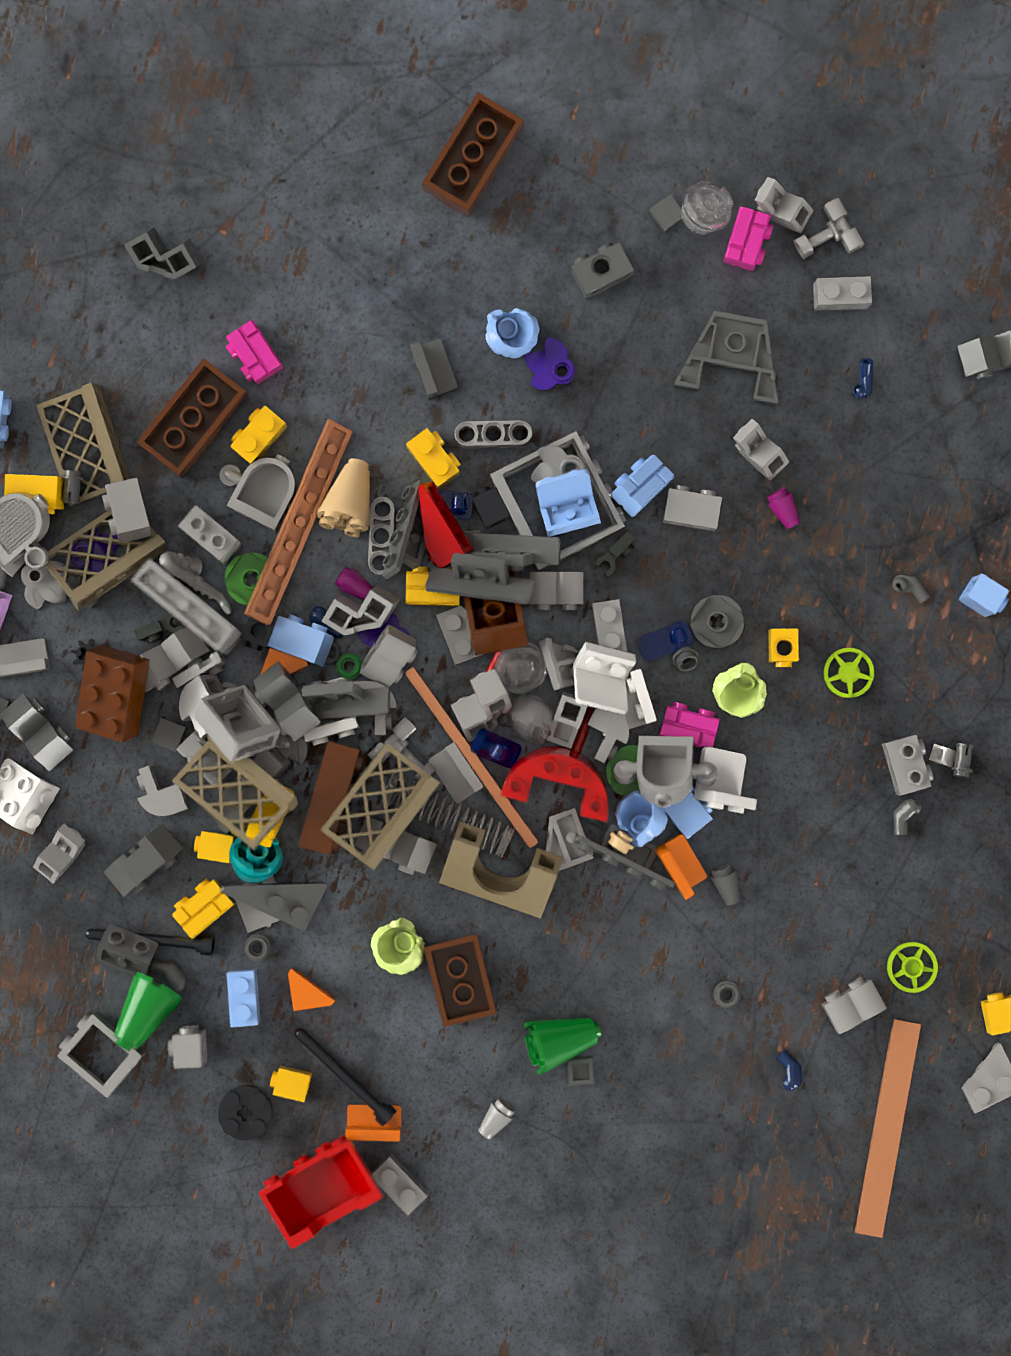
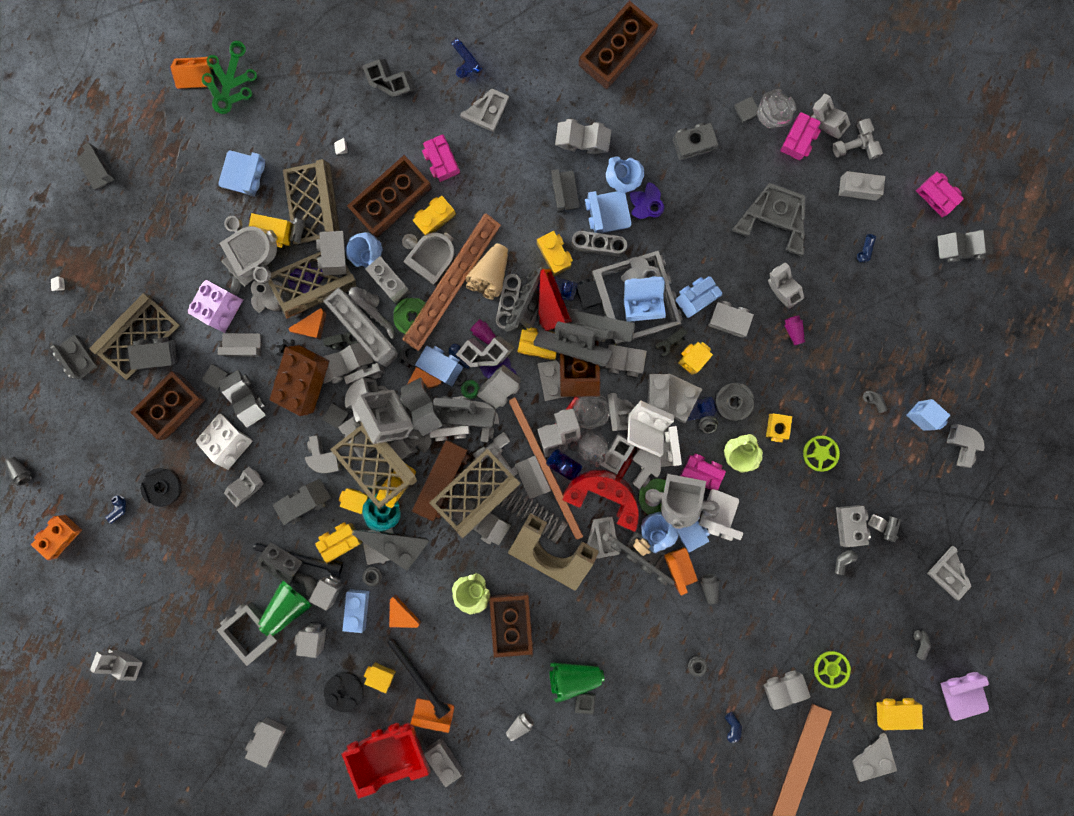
camera: 15 degrees right, 0 degrees up
(111, 359) = (341, 147): none -> white piece
(113, 616) = (310, 326): none -> orange slope
(149, 1199) = (266, 741): none -> light grey brick
(169, 498) = (363, 249): none -> light blue hair
(199, 977) = (326, 592): none -> light grey brick
(273, 213) = (470, 64): none -> clear blue piece
(307, 274) = (487, 110): none -> light grey wing
(435, 291) = (575, 136): none -> light grey brick
(498, 388) = (608, 212): none -> light blue bracket
(643, 628) = (682, 398): none -> light grey wing
(651, 569) = (695, 357): none -> yellow brick
(953, 286) = (940, 194): none -> dark pink brick

